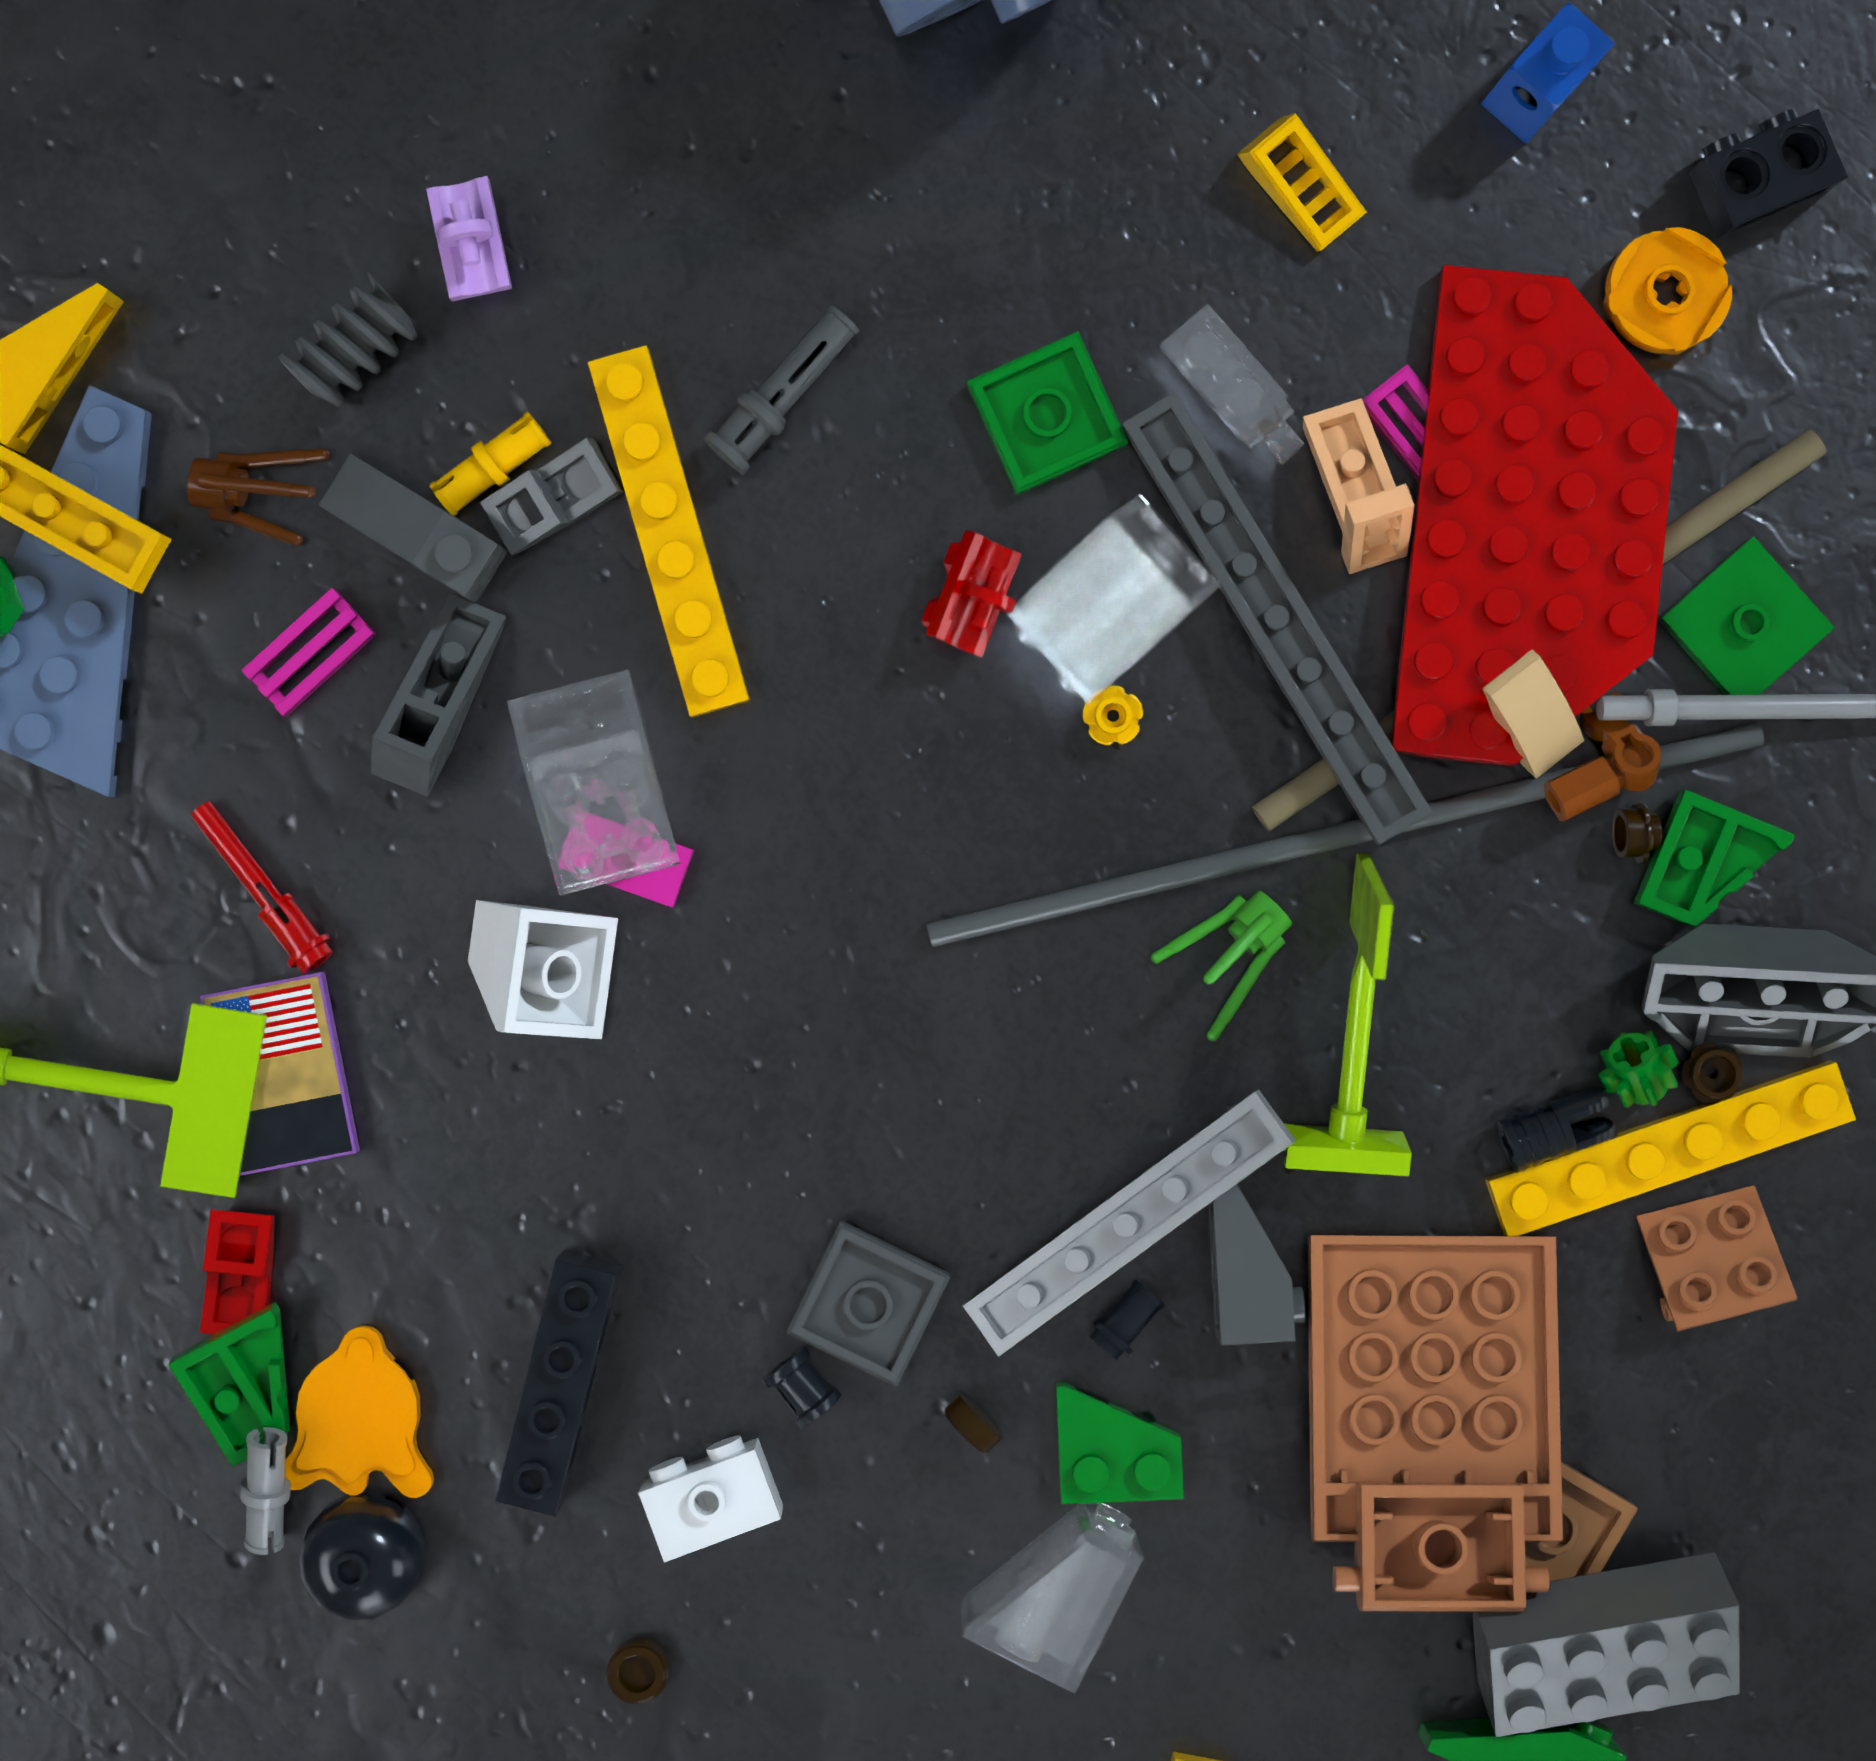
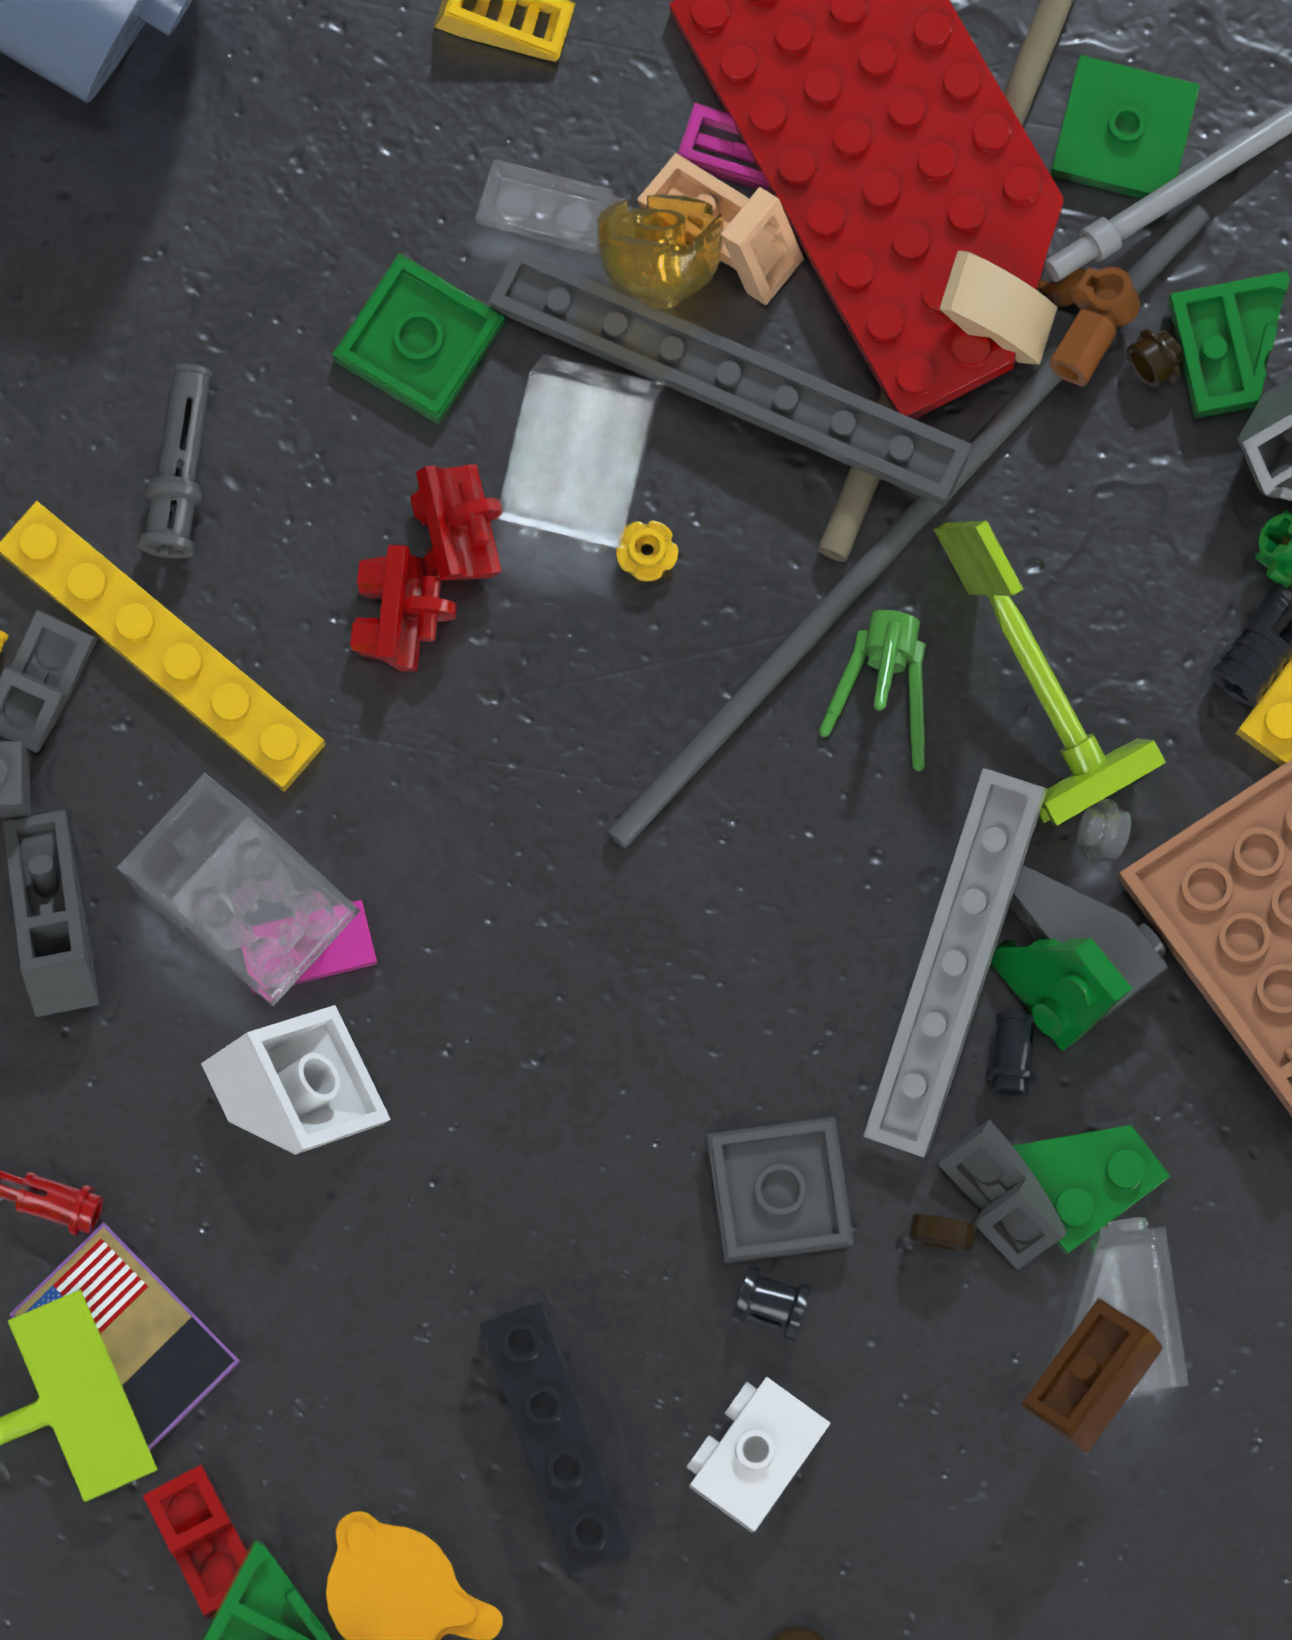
camera: 40 degrees left, 10 degrees down
(886, 636) = (408, 608): none -> red hips
(1003, 1637) = (1093, 1375): none -> reddish brown slope
(1043, 1440) = (1011, 1200): none -> dark grey slope
(1201, 1300) = (1061, 984): none -> green wing
(1291, 476) = (660, 249): none -> clear yellow cylinder
(1322, 1194) = (1104, 831): none -> clear plate

